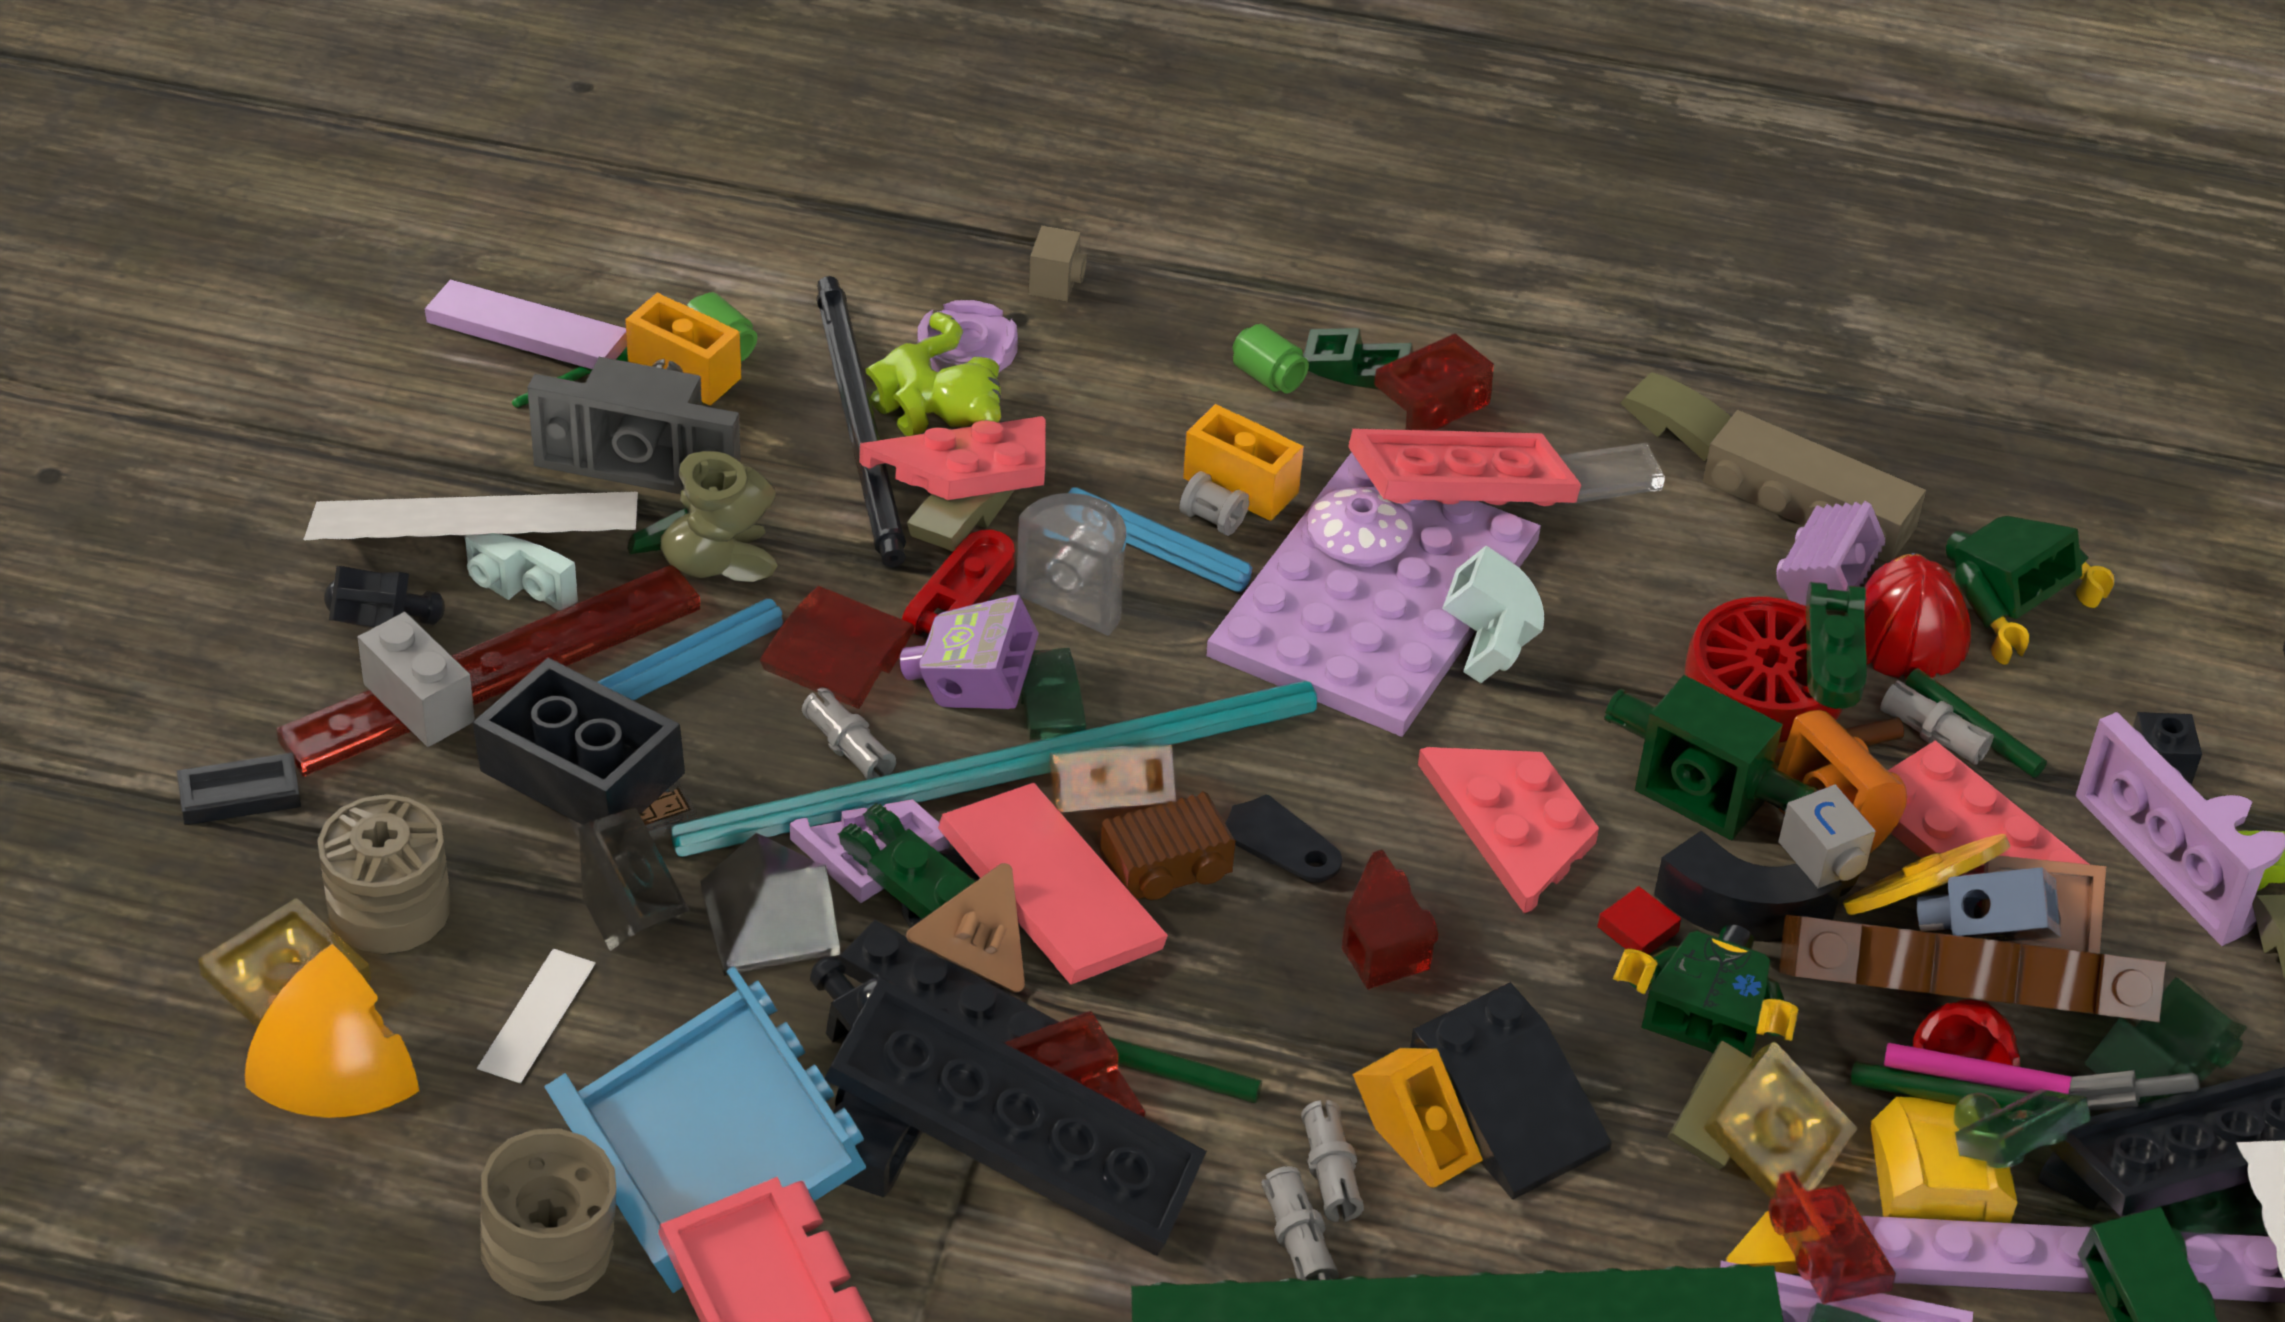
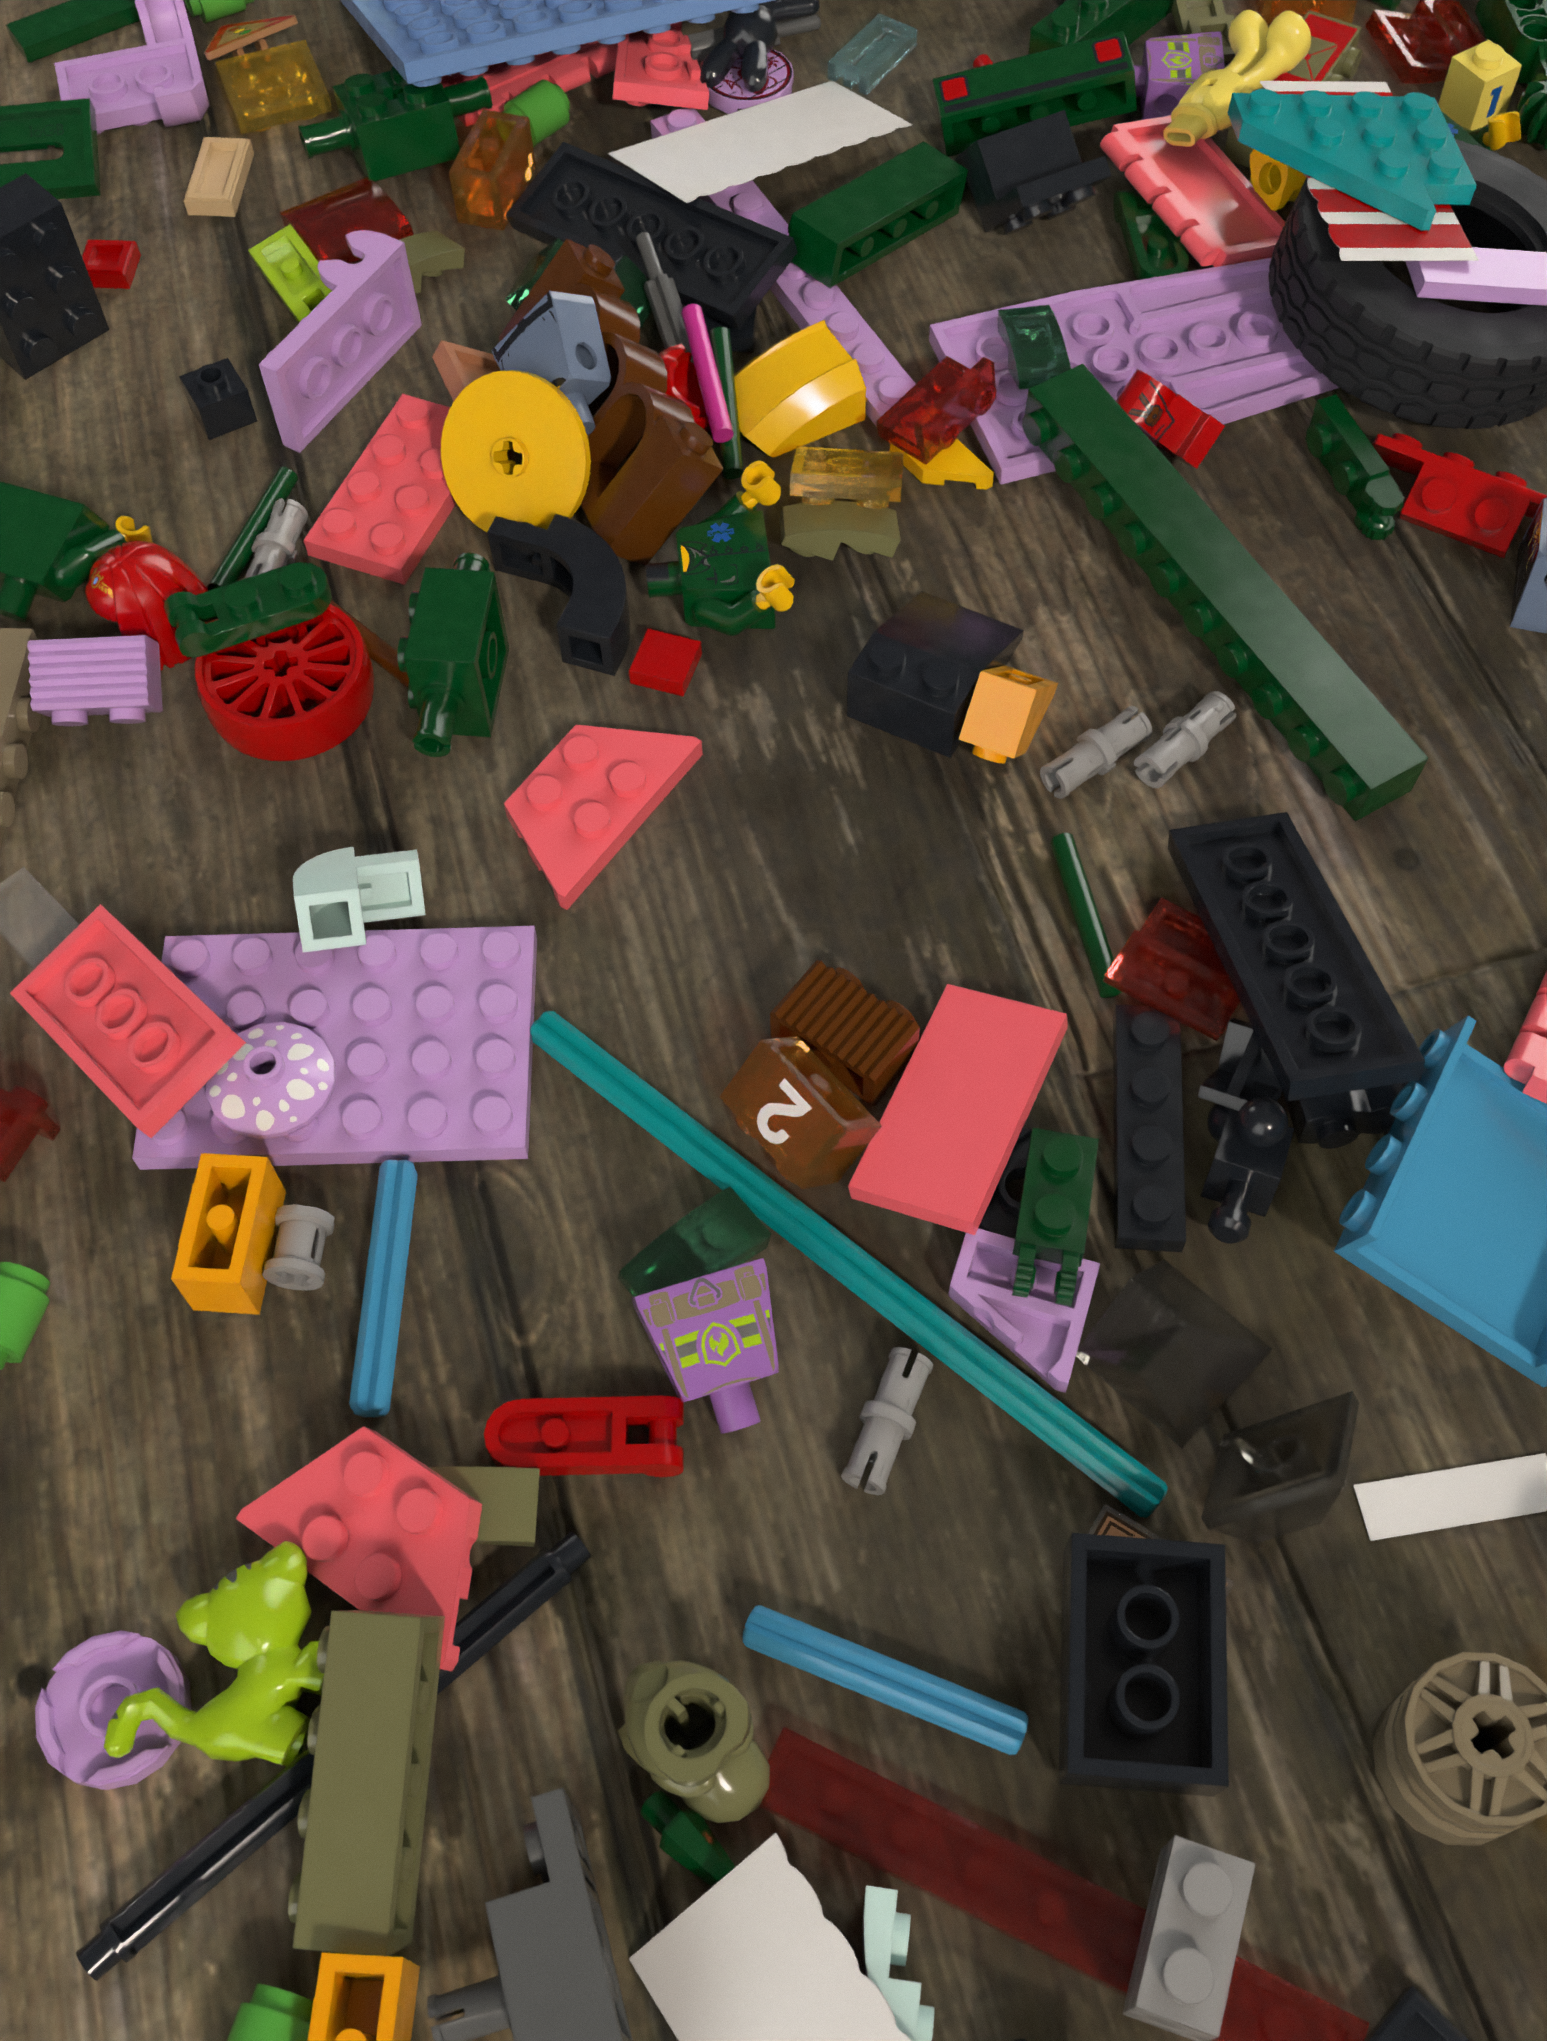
camera: 115 degrees left, 15 degrees up
(822, 393) = (367, 1783): none -> olive brick
(836, 645) = (763, 1515): clear red slope -> none
(978, 930) = (1082, 1117): medium nougat piece -> none
(1073, 558) = (502, 1298): clear brick -> none
(1283, 839) = (750, 963): black piece -> none
(1385, 927) = (814, 823): clear red slope -> none
(1827, 836) = (527, 516): light grey brick -> none
(1828, 755) = (427, 536): orange brick -> none
(2013, 1131) = (765, 310): clear green plate -> none

